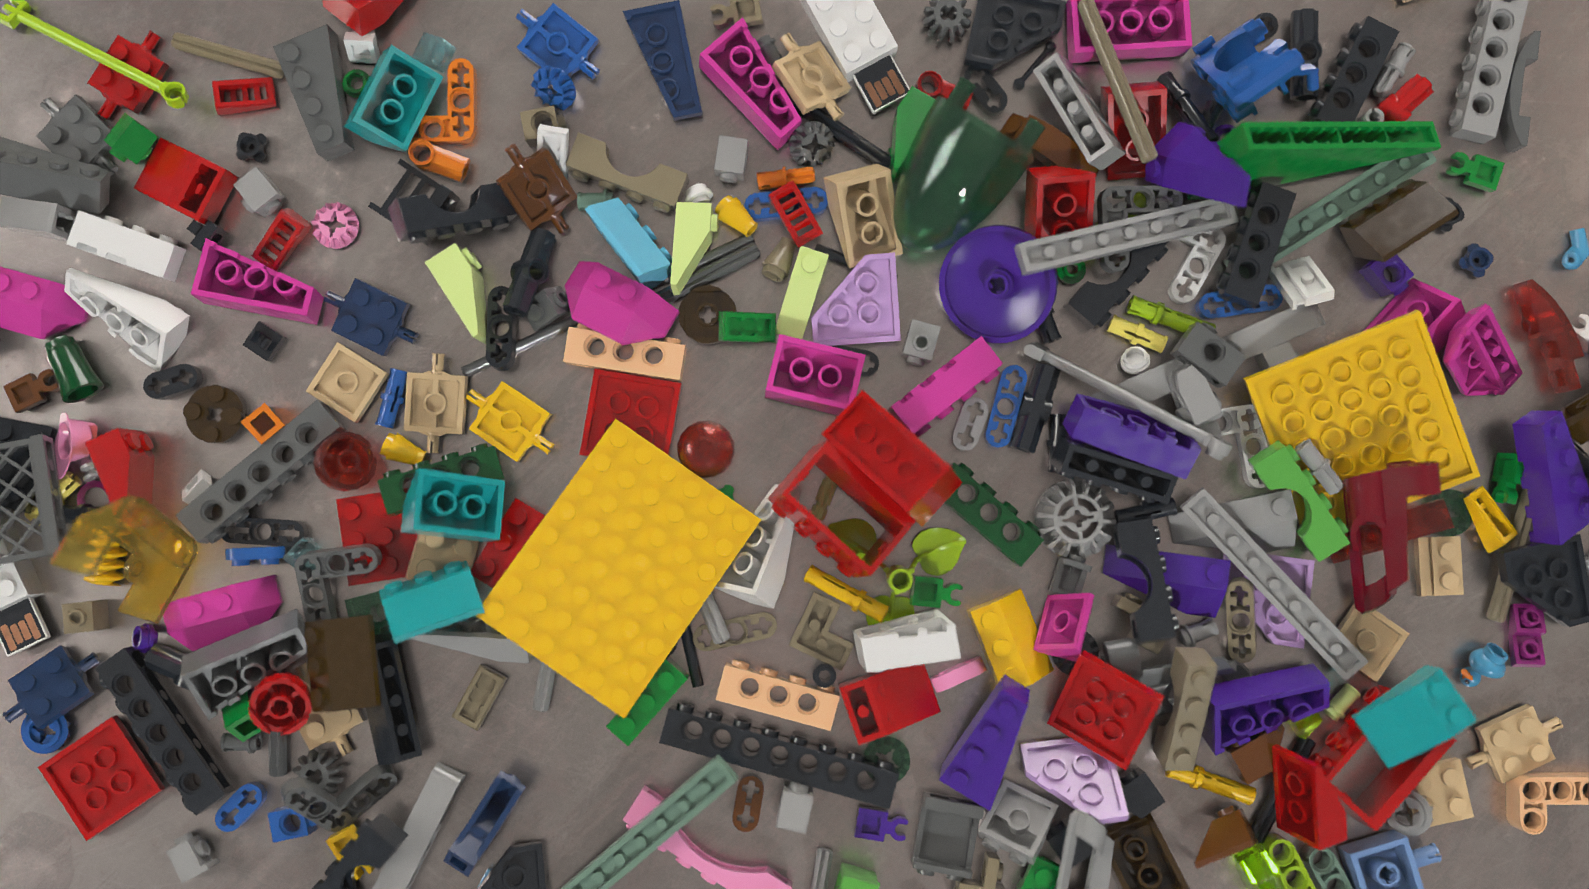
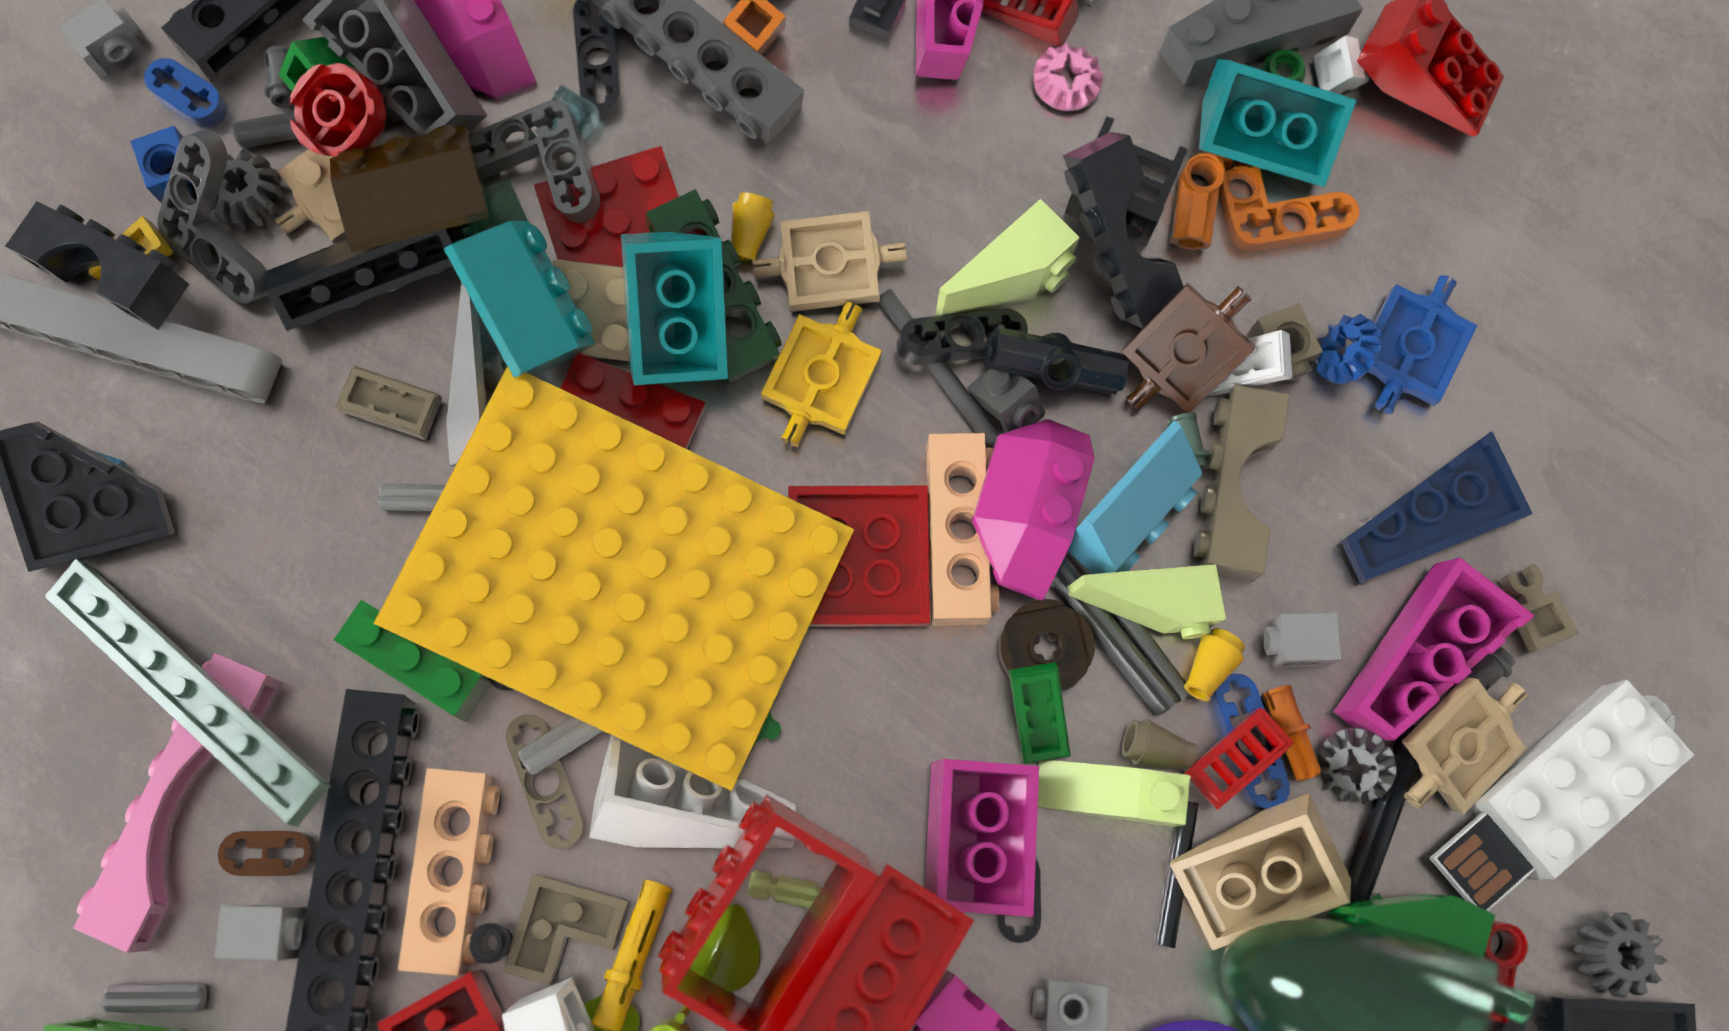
camera: 75 degrees right, 10 degrees down
(242, 556) = (556, 31): blue plate -> none
(345, 462) = (717, 144): clear red cylinder -> none
(347, 382) = (838, 132): tan plate -> none
(370, 317) = (941, 149): dark blue plate -> none
(392, 398) = (825, 198): blue pin -> none
(434, 52) = (1357, 170): clear light blue slope -> none
(485, 823) = (189, 442): dark blue arch -> none
(691, 658) = (492, 720): black bar -> none
(698, 194) = (1236, 598): white plate -> none
(706, 448) = (832, 683): clear red cylinder -> none
(862, 305) = (1112, 897): lavender plate -> none

